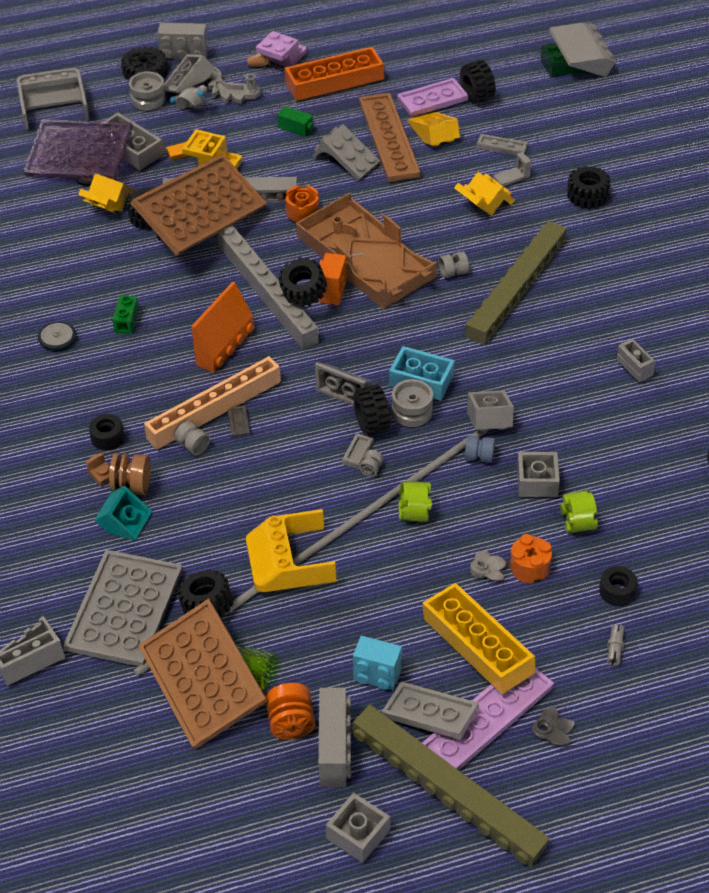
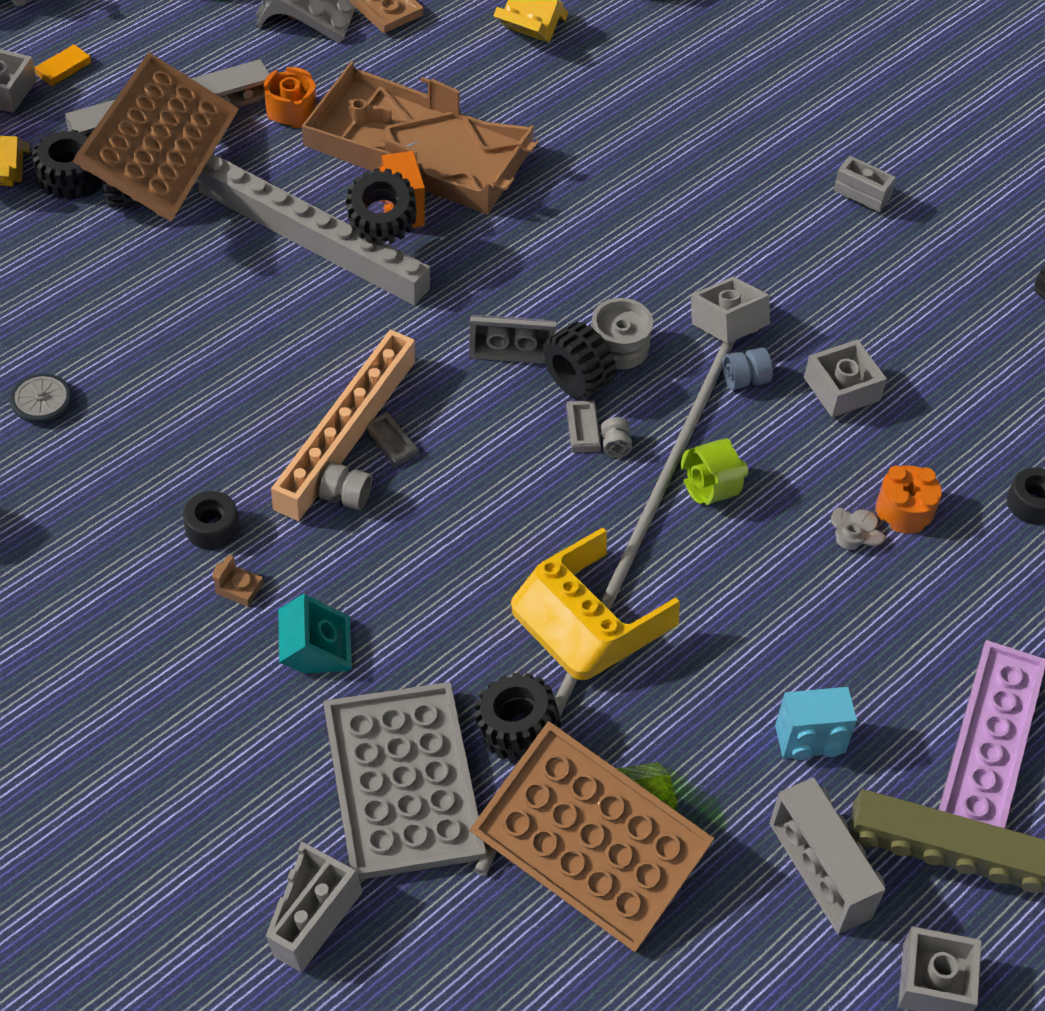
camera: 30 degrees left, 5 degrees up
(125, 314) = (129, 333): green brick -> none
(128, 473) = (293, 572): medium nougat wheel -> none
(208, 146) = (109, 50): yellow bracket -> none
(221, 329) = (297, 313): orange slope -> none
(290, 711) = (746, 841): orange wheel -> none
(422, 366) = (599, 278): medium azure brick -> none
(430, 710) = (924, 761): light grey plate -> none
(453, 264) = (551, 122): light grey wheel -> none
(479, 638) = (923, 634): yellow brick -> none
(515, 283) = (644, 126): olive brick -> none
(579, 511) = (931, 411): lime brick -> none

